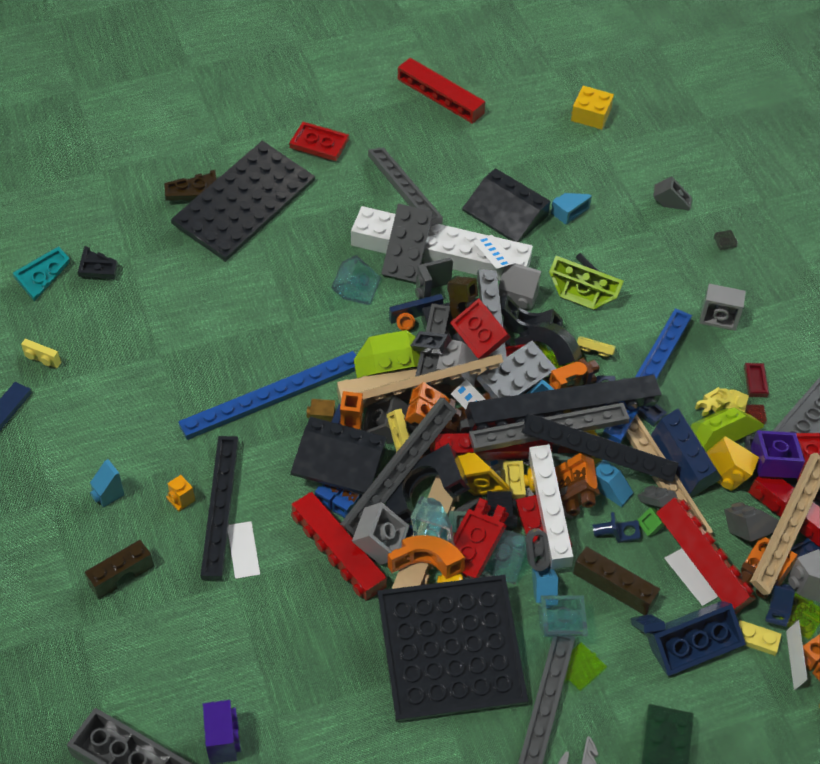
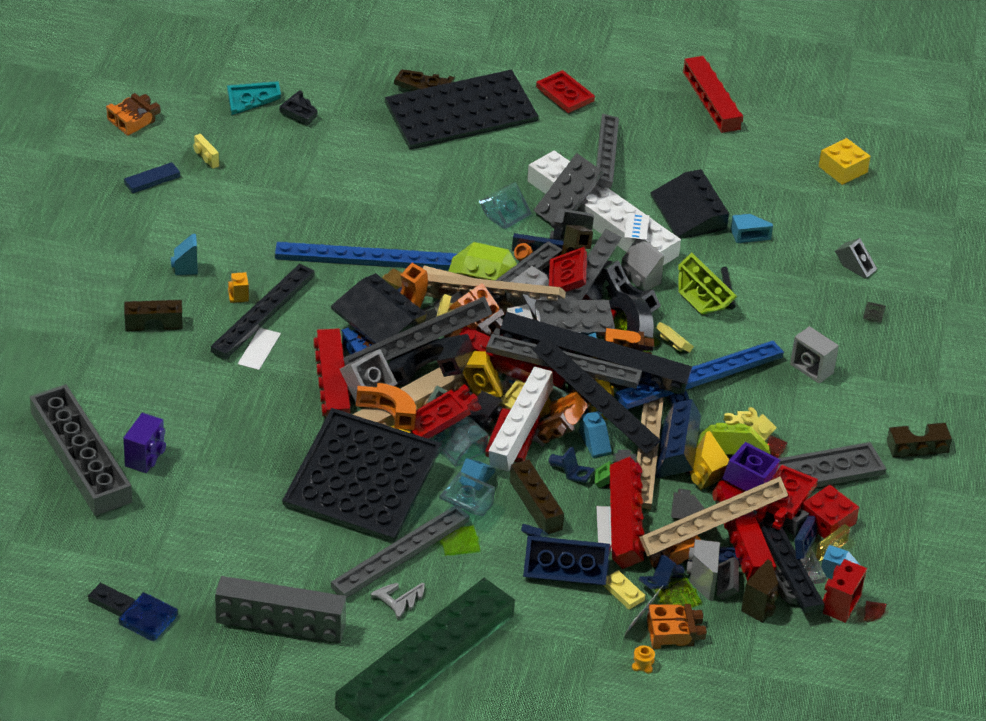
camera: 30 degrees right, 10 degrees down
(431, 342) = (518, 263): black plate -> none
(431, 520) = (409, 378): clear light blue slope -> none
(537, 548) = (484, 442): dark grey plate -> none
(756, 380) = (800, 424): dark red tile -> none

